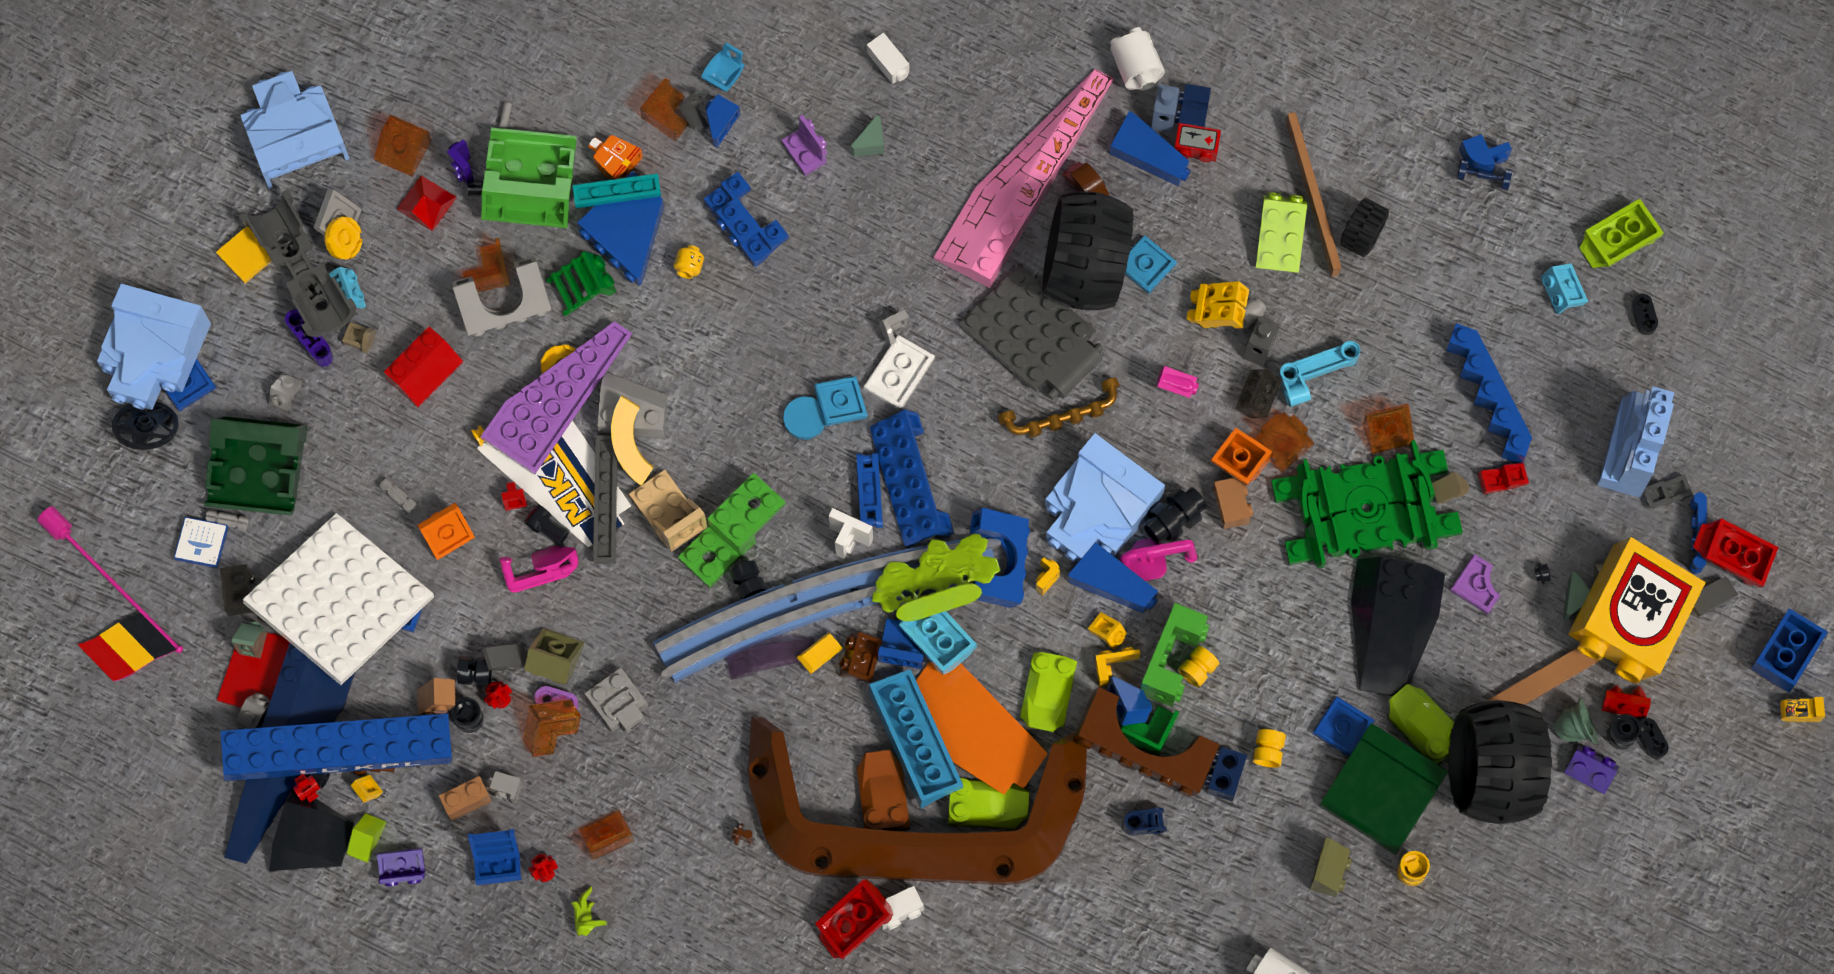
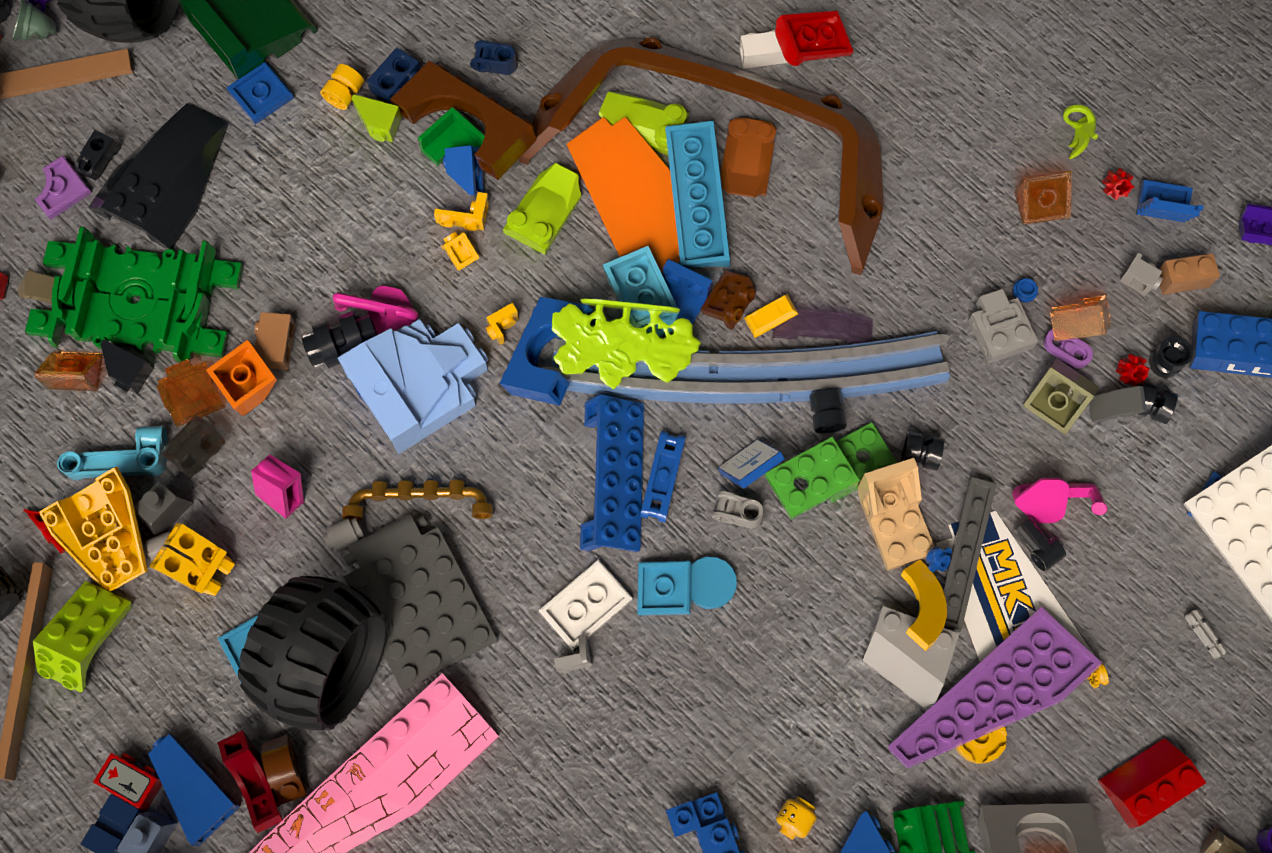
camera: 165 degrees left, 0 degrees up
(436, 696) = (1205, 378): medium nougat brick -> none
(446, 531) = (1161, 566): orange tile -> none
(513, 498) = (1071, 588): red tile -> none
(604, 745) = (1025, 290): none -> blue plate
(626, 487) = (938, 558): none -> blue plate
(668, 567) = (923, 450): none -> black wheel
(739, 834) = (902, 158): reddish brown plate -> none
(800, 514) = (751, 463): none -> tile
(801, 478) = (735, 510): none -> light grey piece
(849, 530) = (701, 428): white bracket -> none
(1110, 365) = (343, 534): none -> light grey brick
(1111, 579) = (433, 296): blue slope -> none
(1115, 176) = (248, 771): none -> dark red arch
(1186, 627) = (427, 183): bright green plate -> none
(1195, 670) = (380, 183): yellow wheel -> none
(1227, 729) = (378, 117): none -> lime slope
(1302, 309) = (100, 530): none -> yellow wedge
(1343, 298) = (44, 530): none -> red hand
(1346, 443) = (125, 368): none -> black slope
(1421, 722) = (177, 67): lime slope -> none
(1457, 620) = (96, 155): none -> black leg

